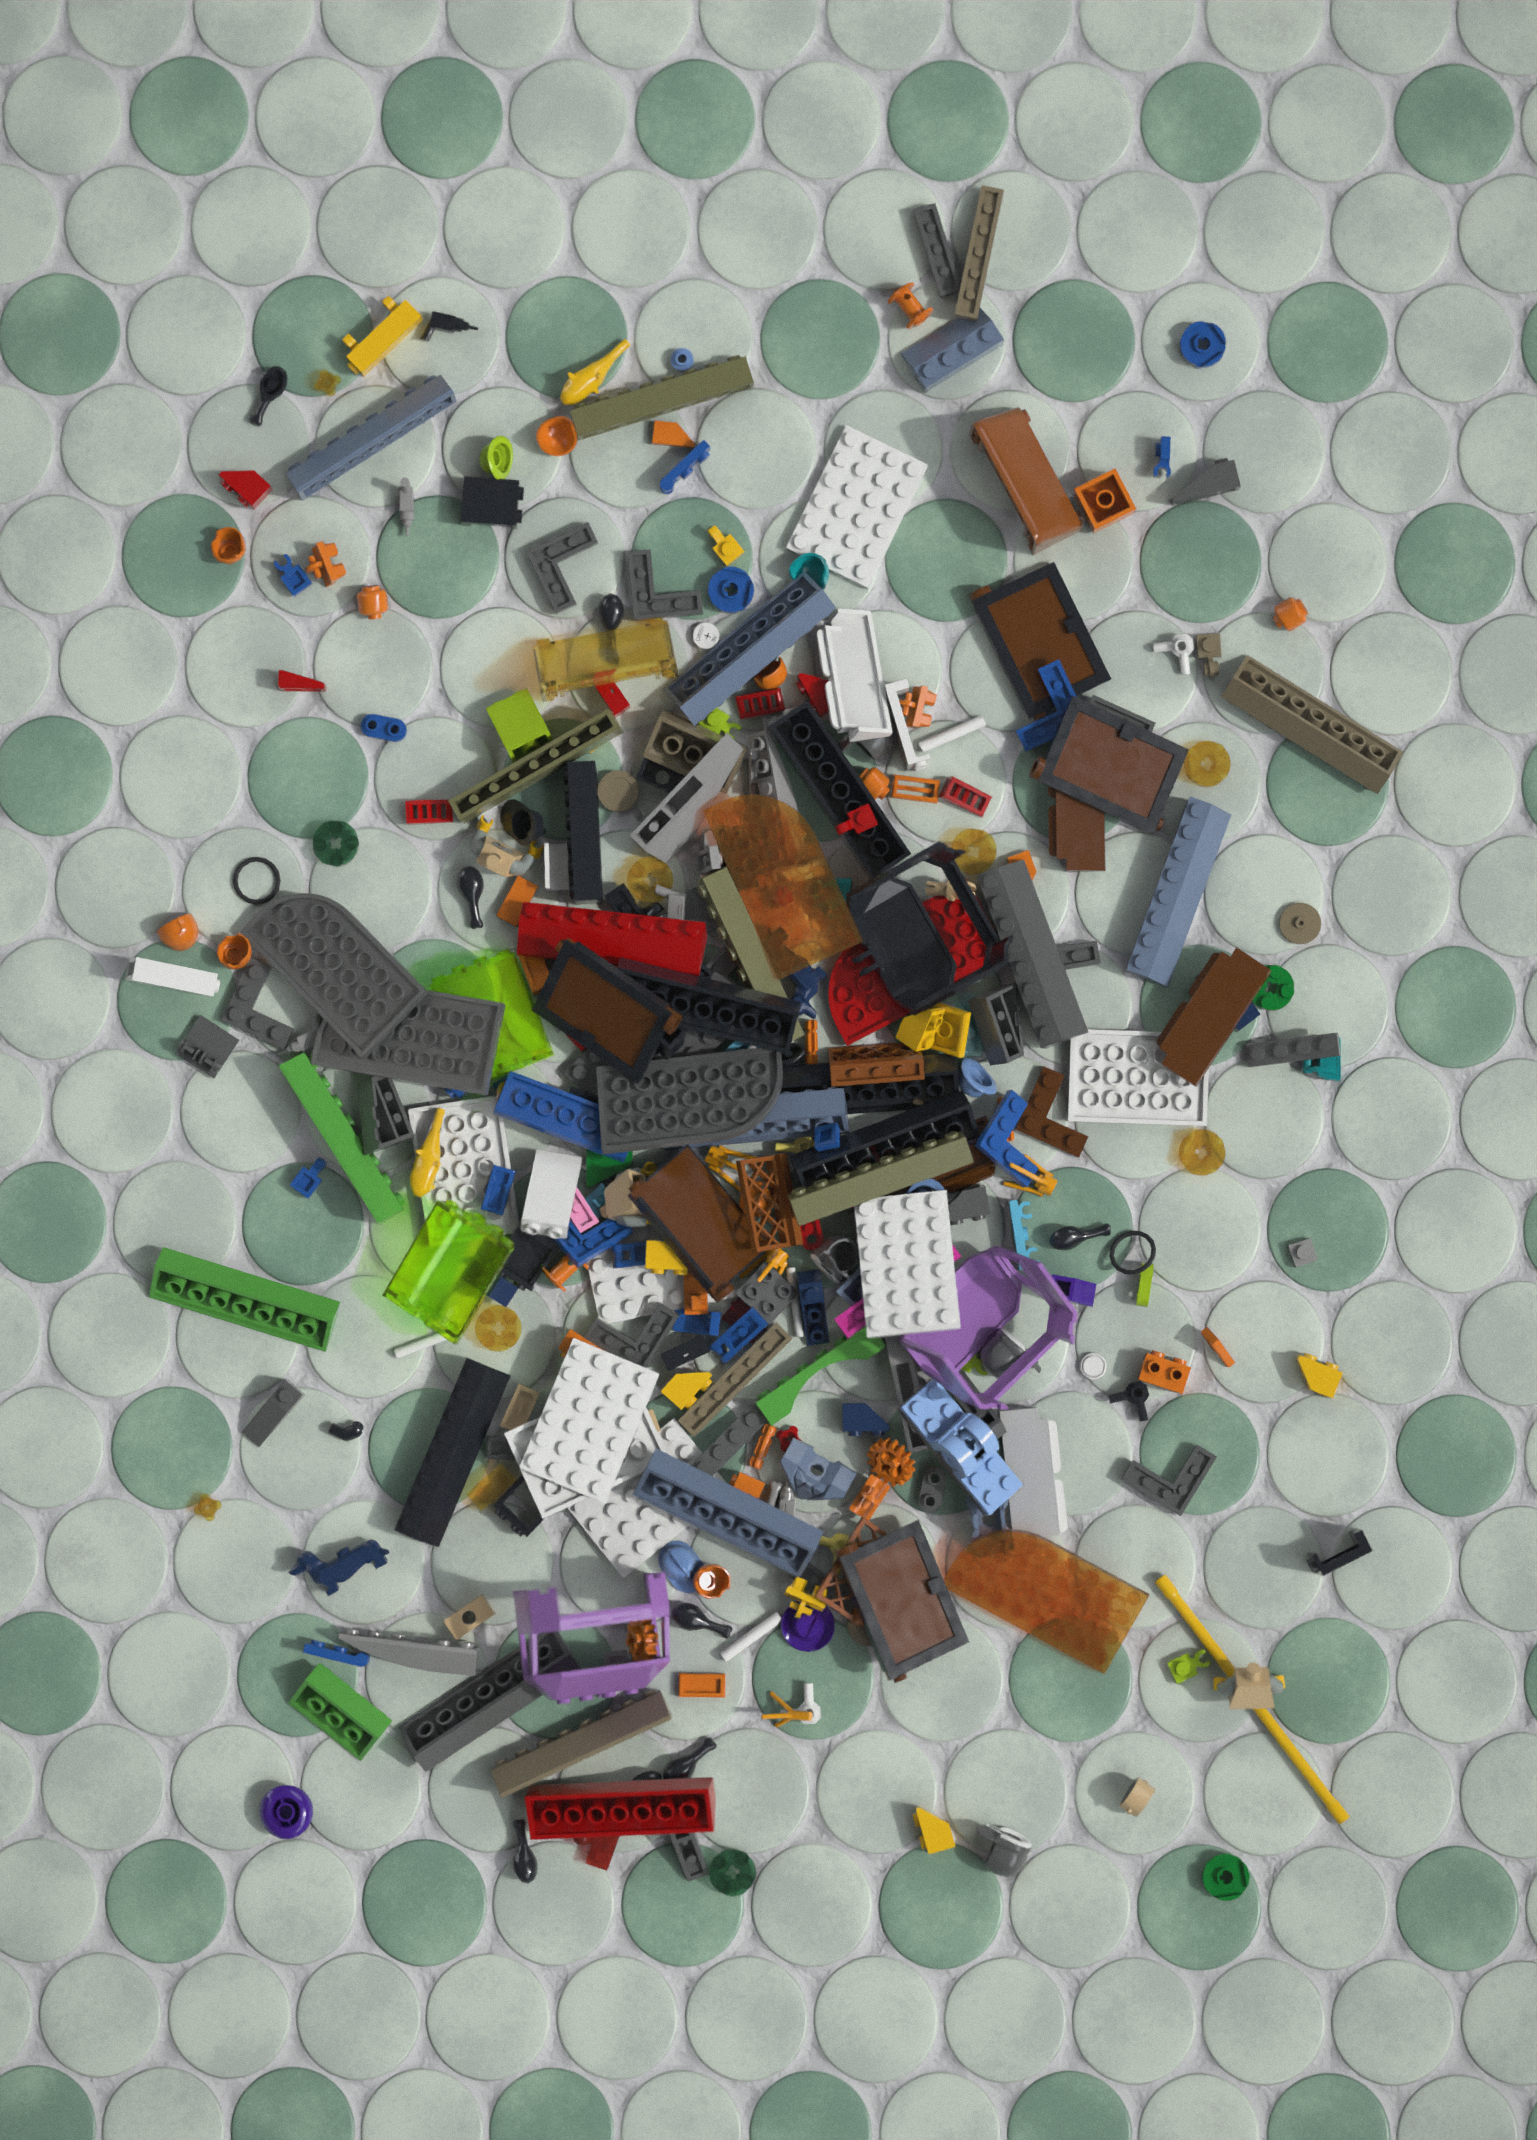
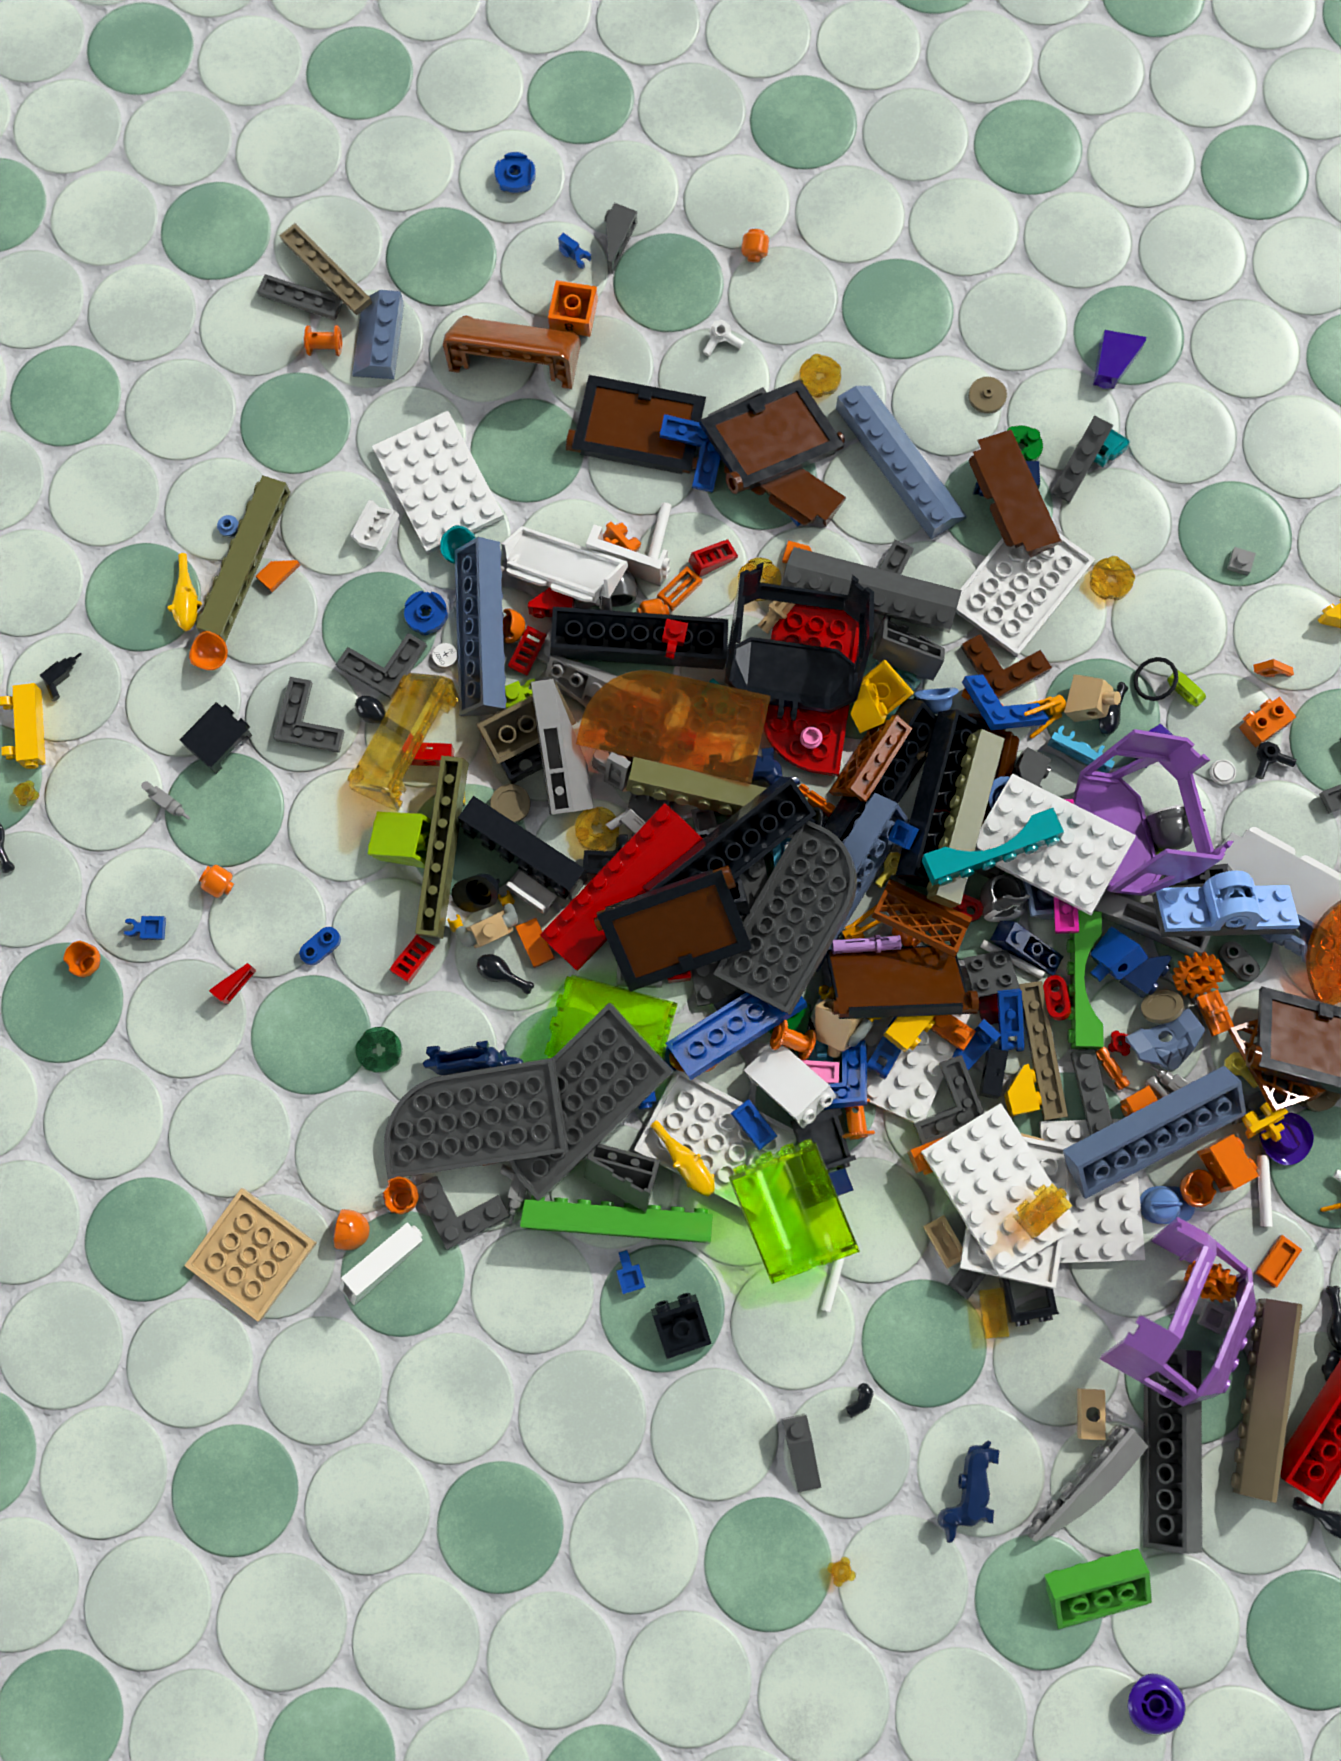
camera: 50 degrees left, 10 degrees down
(102, 868) = (250, 1254): none -> tan plate
(207, 1046) = (459, 1277): dark grey hinge -> none
(244, 863) = (370, 1153): black piece -> none
(244, 1299) = (688, 1405): bright green slope -> none
(247, 484) = (48, 910): red slope -> none
(299, 1248) = (680, 1325): none -> black plate
(322, 566) = (158, 898): orange hips -> none
(338, 1654) = (1047, 1552): blue plate -> none
(371, 437) = (92, 788): sand blue slope -> none
(381, 923) = (467, 1059): none -> dark blue animal
(452, 1452) = (942, 1326): black slope -> none
(489, 1338) = (878, 1207): clear yellow plate -> none
(497, 457) = (185, 707): lime hat -> none
(535, 971) = (601, 967): orange tile -> none
(589, 1171) = (794, 1040): none -> orange hose
(591, 1463) = (1042, 1210): none -> clear yellow brick
(684, 468) = (308, 579): blue plate -> none
(692, 1618) = (1220, 1225): black piece -> none
(714, 1173) = (866, 944): none -> lavender pin
(726, 548) = (392, 593): yellow plate -> none
(748, 1590) = (1228, 1163): none -> orange brick
(774, 486) = (374, 526): none -> white bracket
(776, 1259) = (969, 949): light orange plant -> none
(784, 1360) = (1057, 999): none -> red plate
(843, 1451) = (1162, 1006): none -> dark tan piece
(857, 1383) = (1116, 955): none -> blue torso
(860, 999) = (811, 737): none -> bright pink plate
(902, 1244) = (949, 863): none -> teal arch
(1070, 1208) = (1090, 698): none -> tan torso
(1209, 647) = (737, 317): dark tan plate -> none
(1312, 724) = (848, 286): dark tan slope -> none
(1417, 1012) = (1115, 356): none -> dark purple slope

